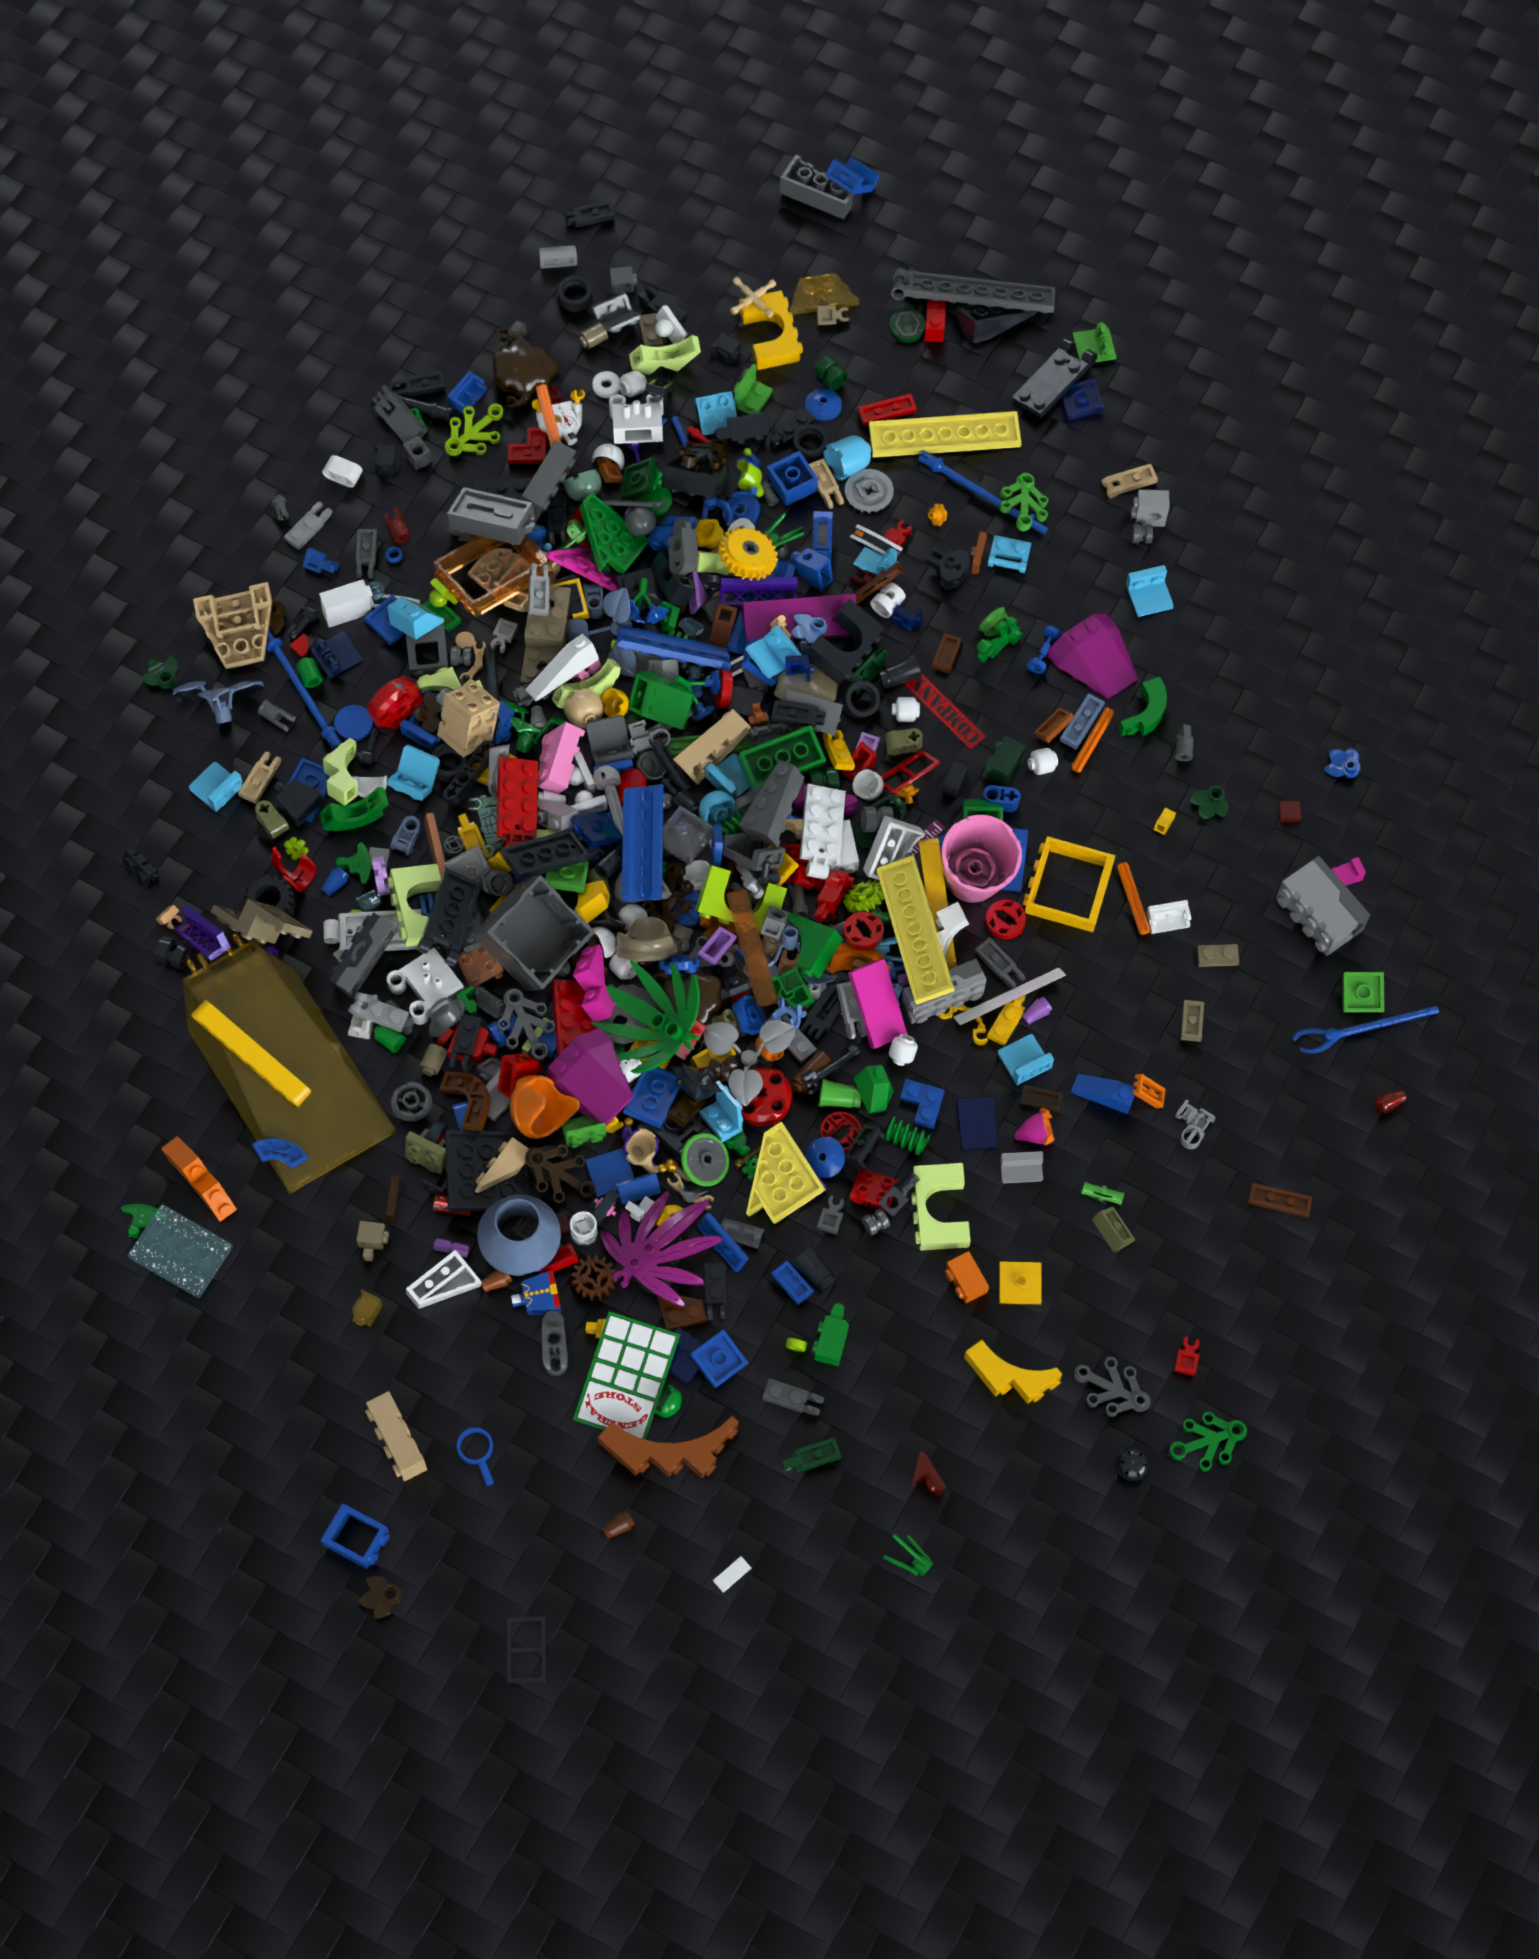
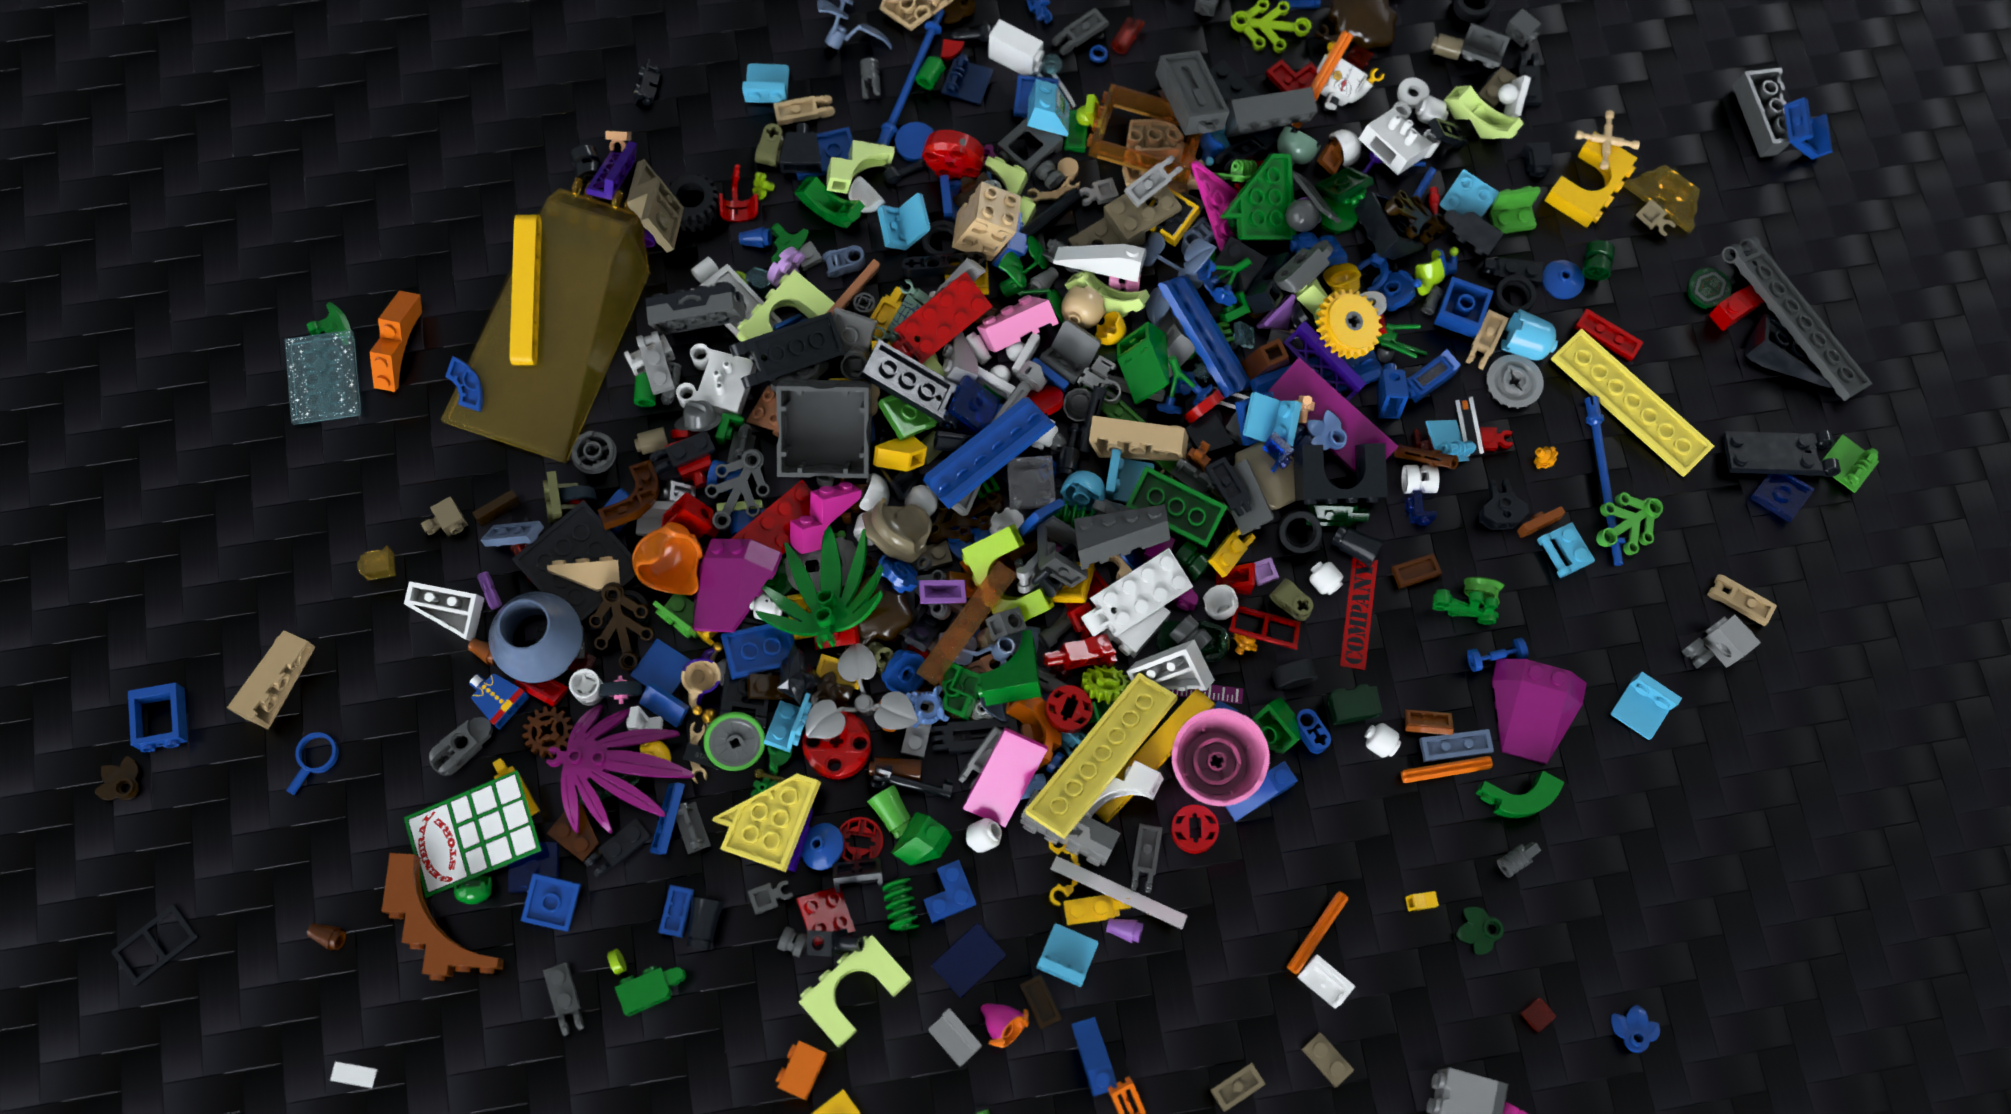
camera: 50 degrees right, 5 degrees up
(427, 1197) = (512, 534): none -> sand blue plate
(812, 1456) = (518, 1062): dark green hinge -> none
(1077, 852) = (1272, 819): yellow window -> none

